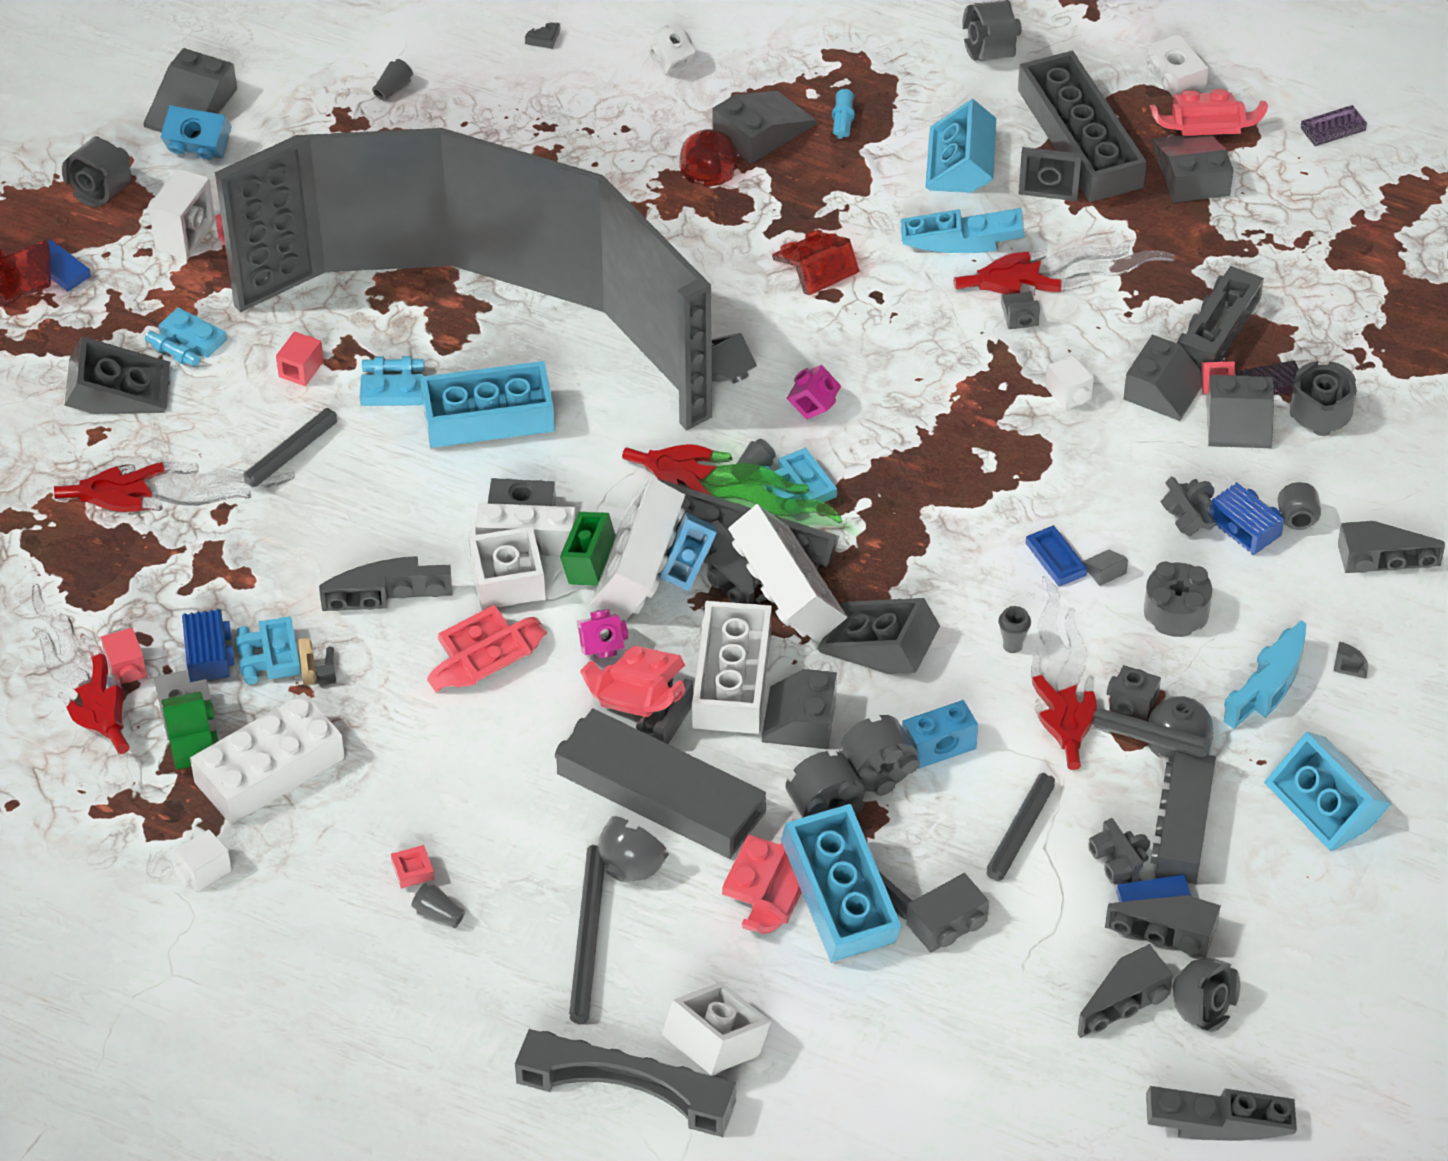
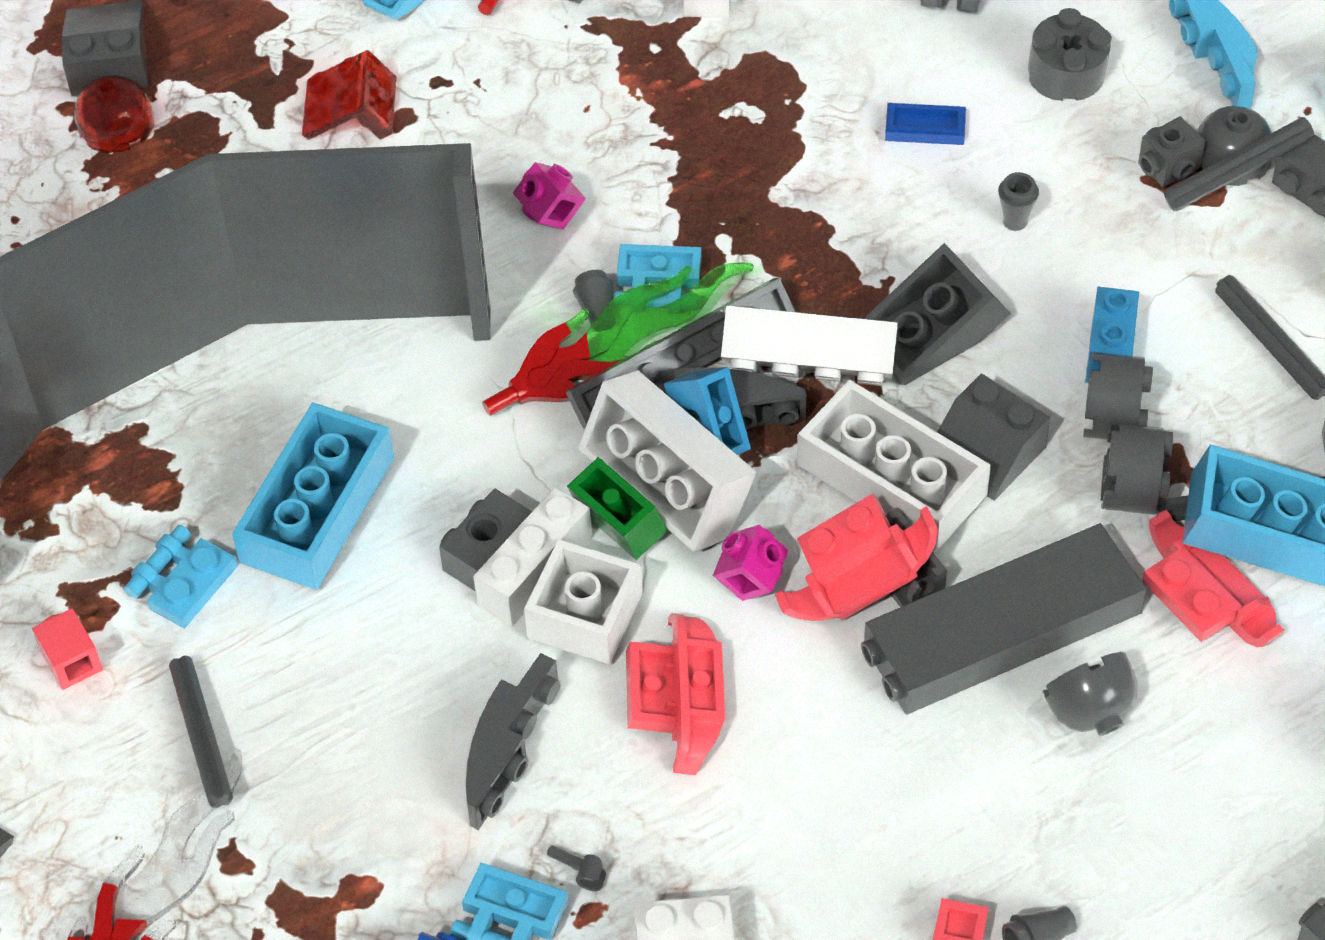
camera: 55 degrees left, 5 degrees up
(307, 661) = (551, 873): tan tile -> none
(587, 936) = (1172, 801): dark grey axle -> none
(1062, 714) = (1140, 224): piece -> none
(1106, 566) = (971, 90): dark grey slope -> none

